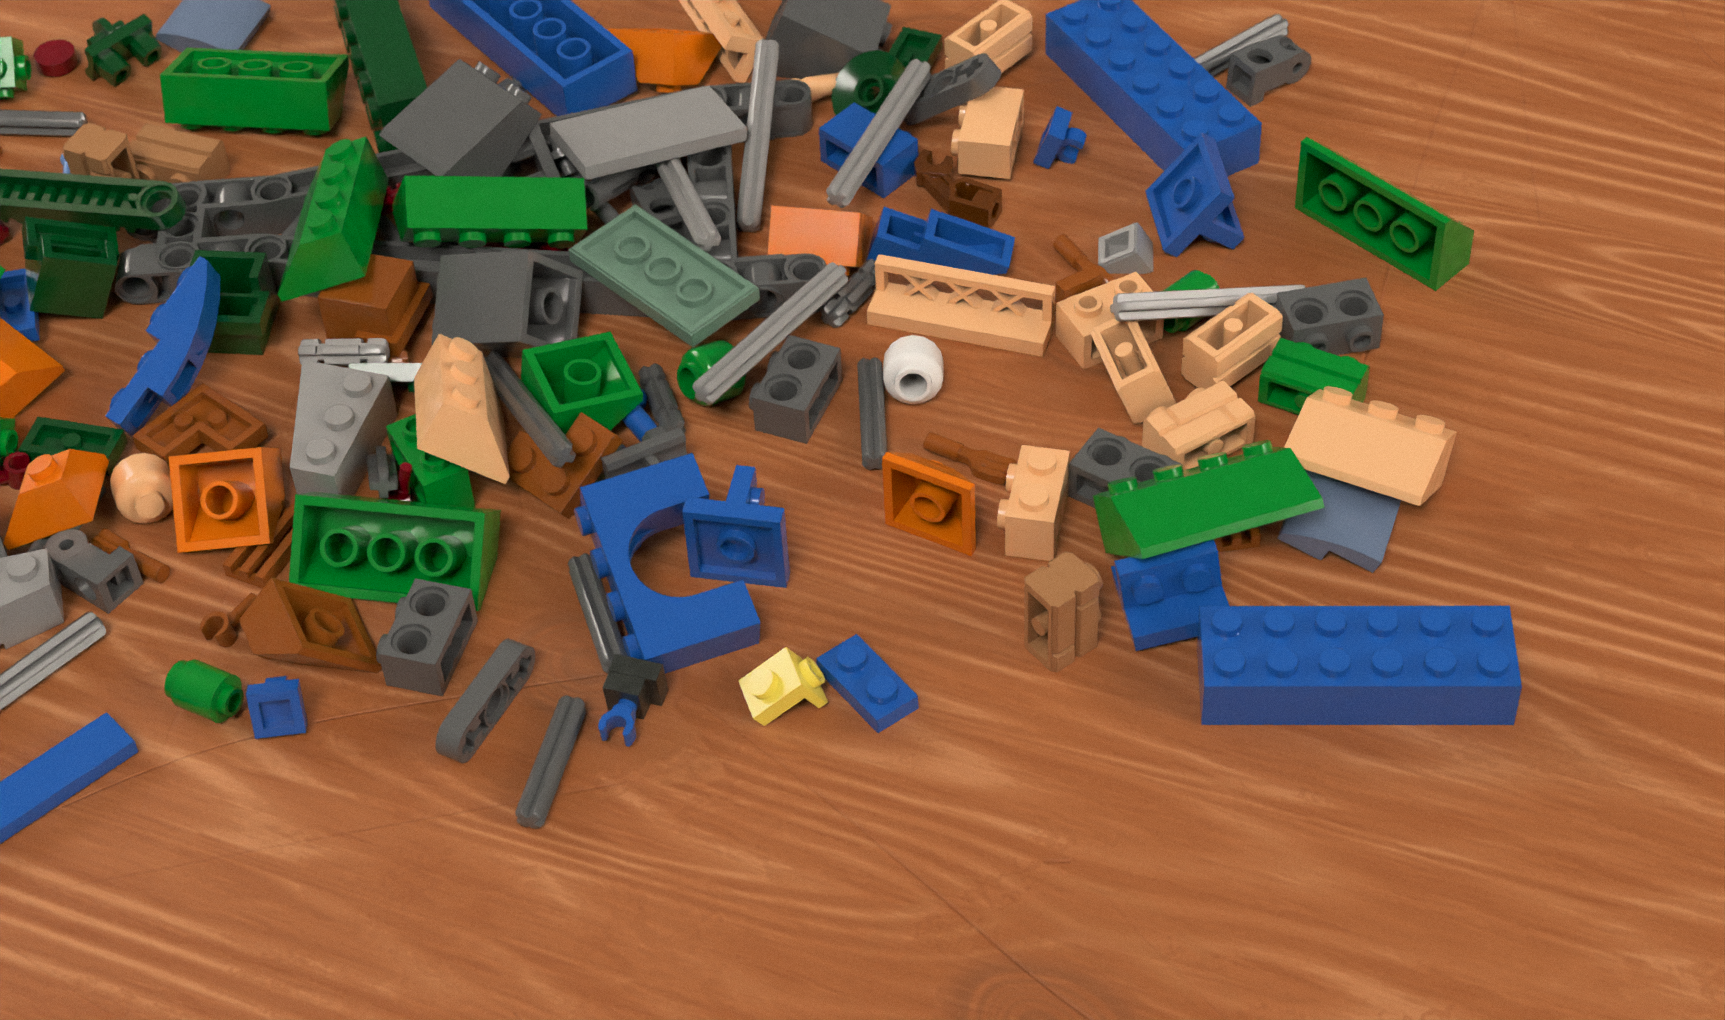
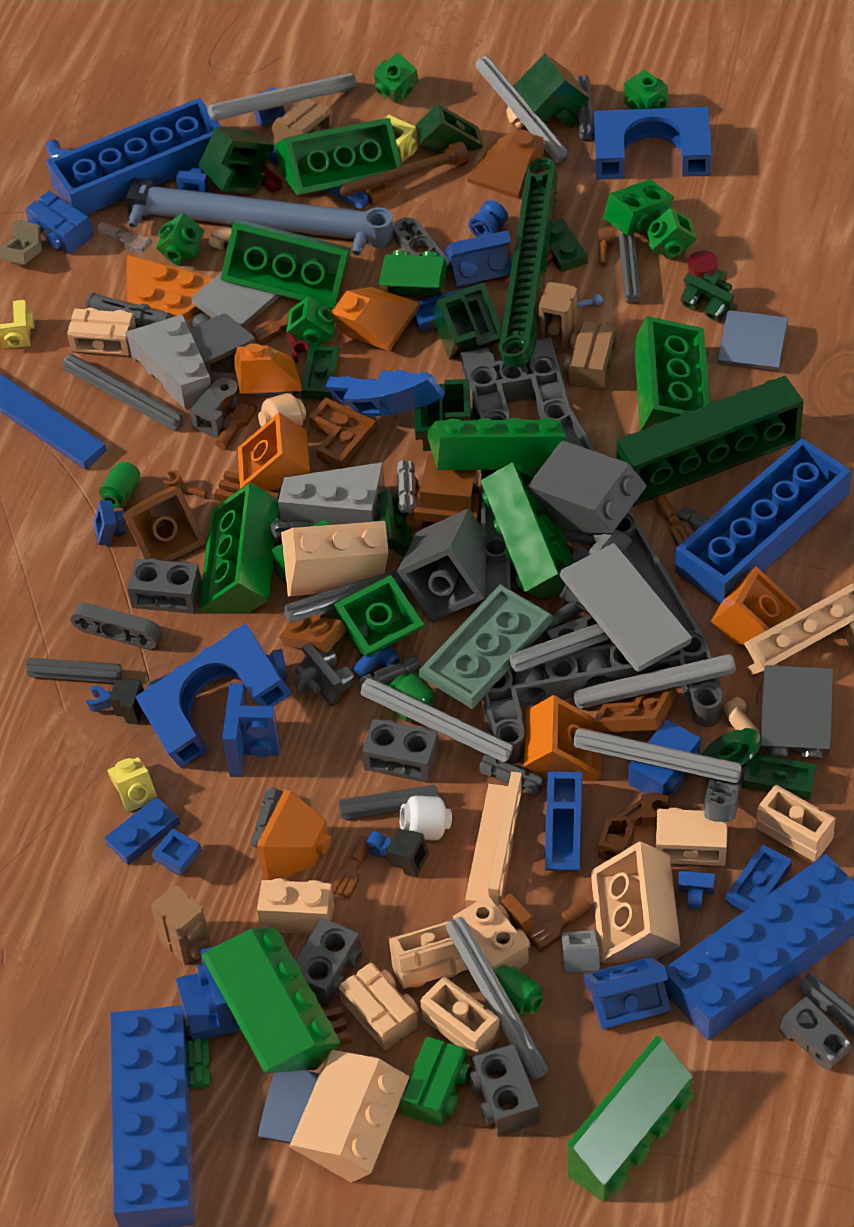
camera: 85 degrees right, 5 degrees up
(797, 160) = (641, 715): none -> dark orange plate
(876, 538) = (270, 801): none -> dark grey axle
(927, 626) = (176, 852): none -> blue tile
(959, 391) = (405, 850): none -> pearl dark grey piece
(1049, 87) = (759, 878): none -> blue plate
(1076, 191) = (635, 905): none -> light nougat slope

